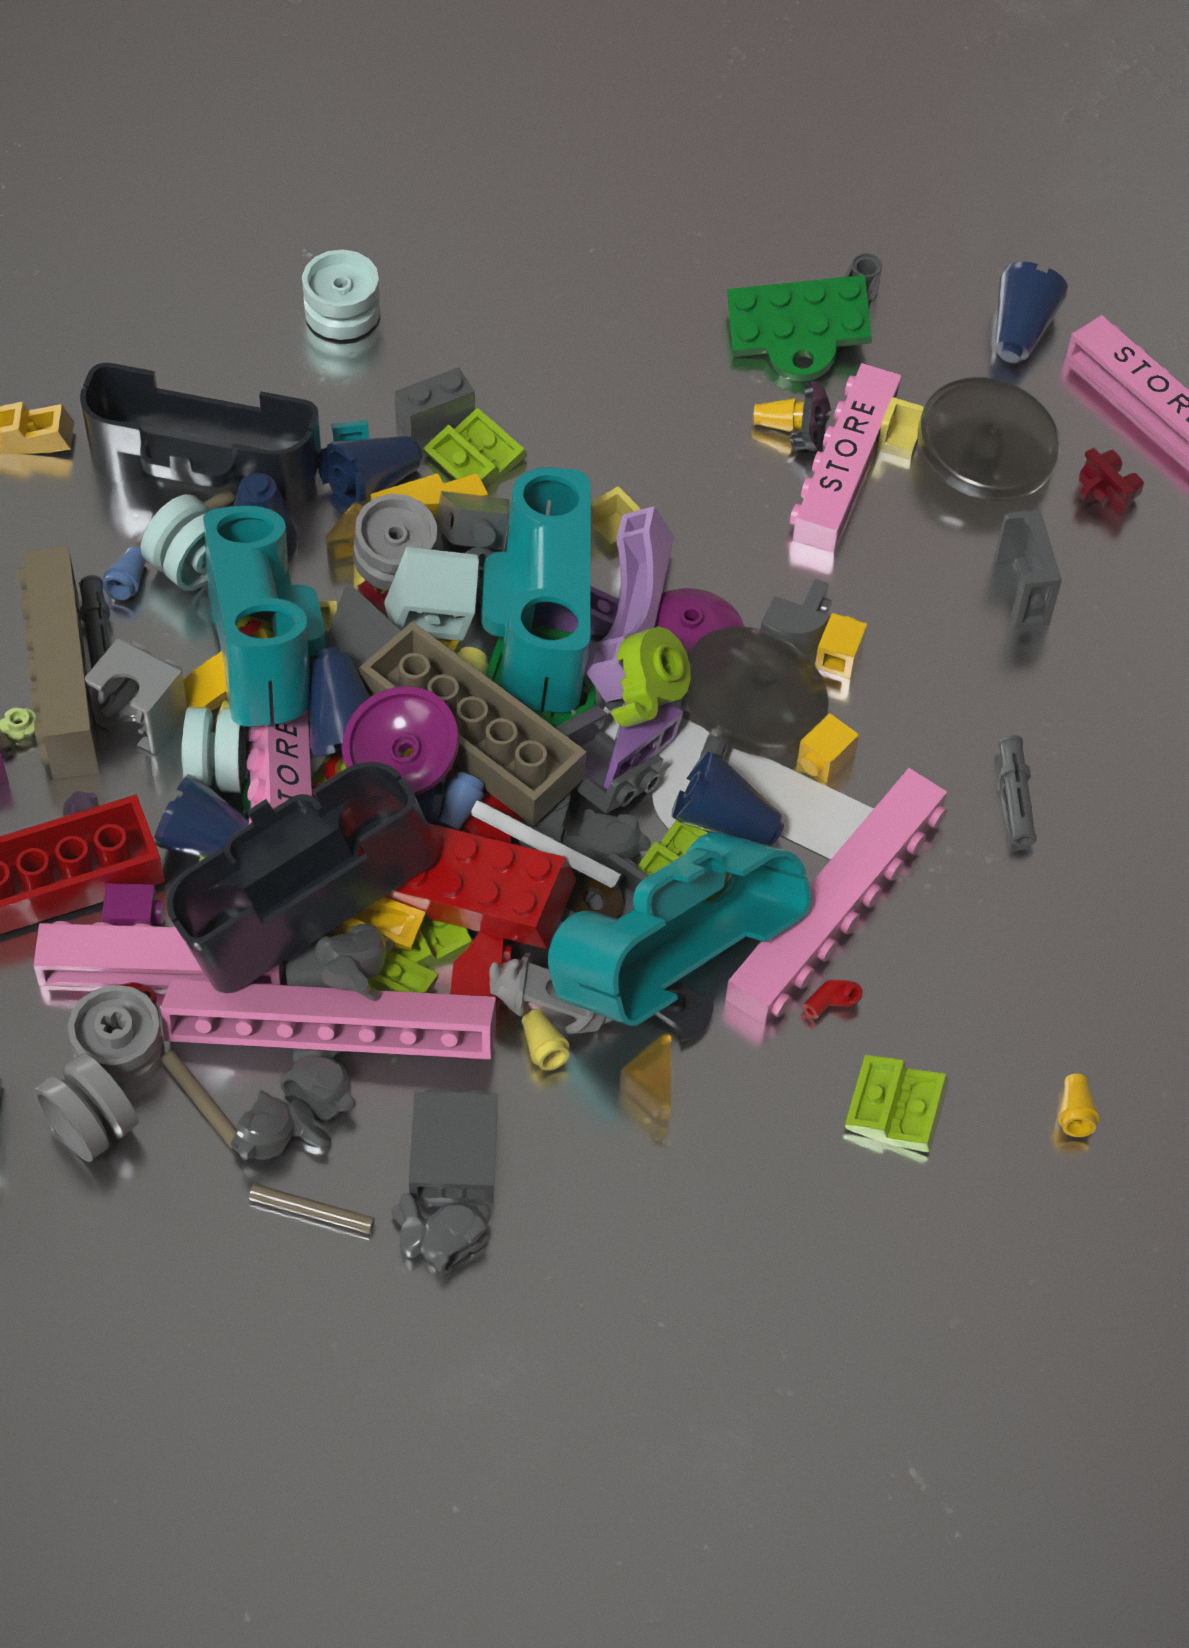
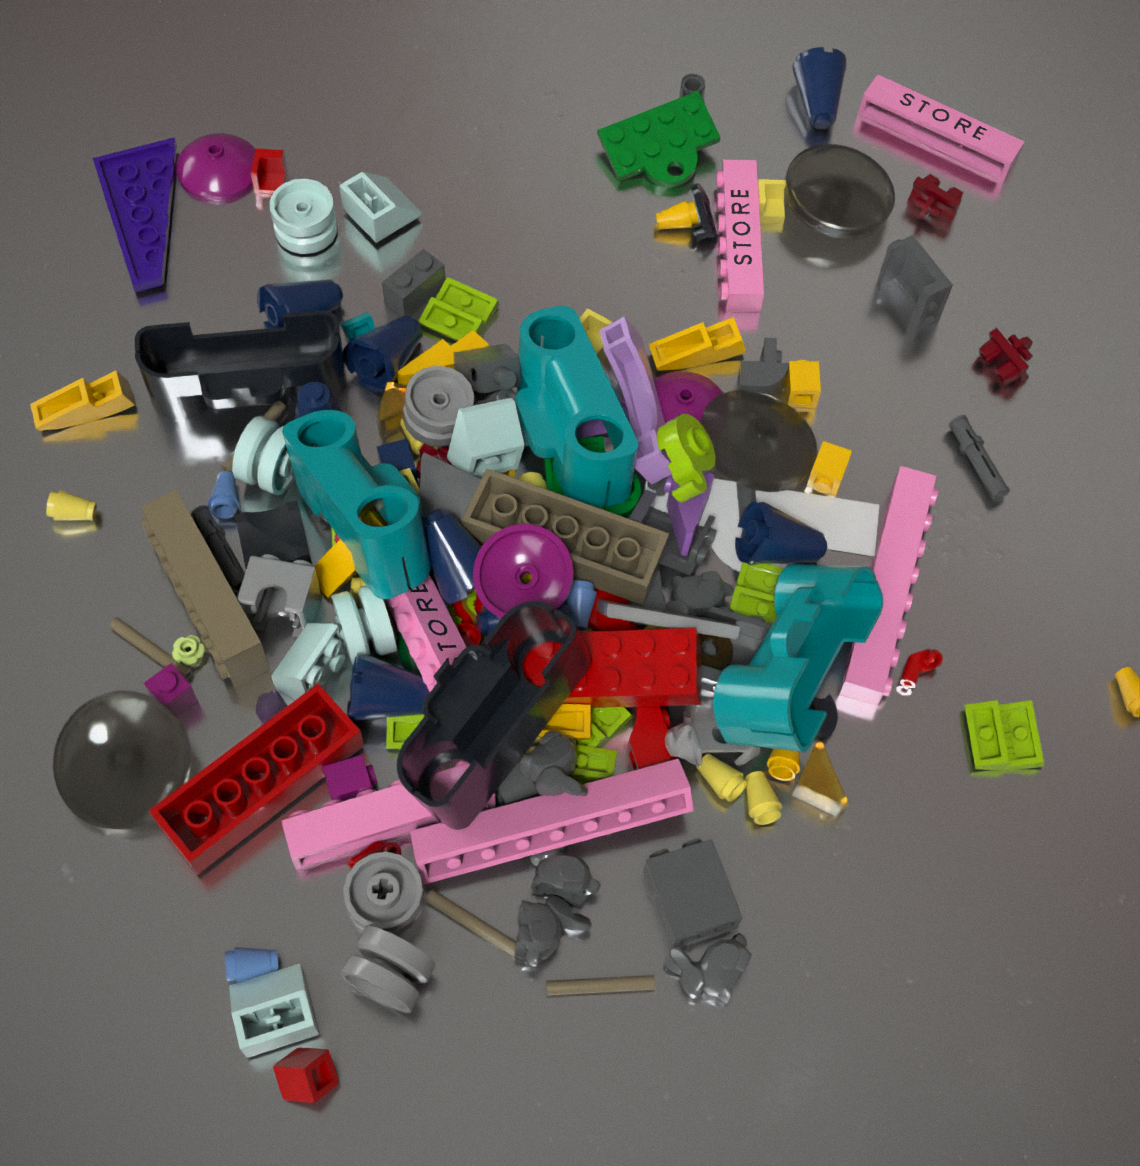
camera: 20 degrees left, 5 degrees up
(146, 769) = (310, 660): none -> light aqua slope
(162, 628) = (273, 533): none -> black brick
(166, 227) = (139, 200): none -> dark purple wing
(273, 214) = (216, 167): none -> magenta dish
(296, 380) = (297, 297): none -> dark blue cone
(325, 231) = (268, 170): none -> red panel
(329, 583) = (398, 455): none -> dark blue panel
(432, 304) = (376, 205): none -> light aqua slope
(579, 1078) = (762, 800): none -> light yellow cone
(626, 1043) = (786, 761): none -> yellow cone
(737, 568) = (698, 346): none -> yellow slope
(1109, 702) = (1013, 365): none -> dark red hips

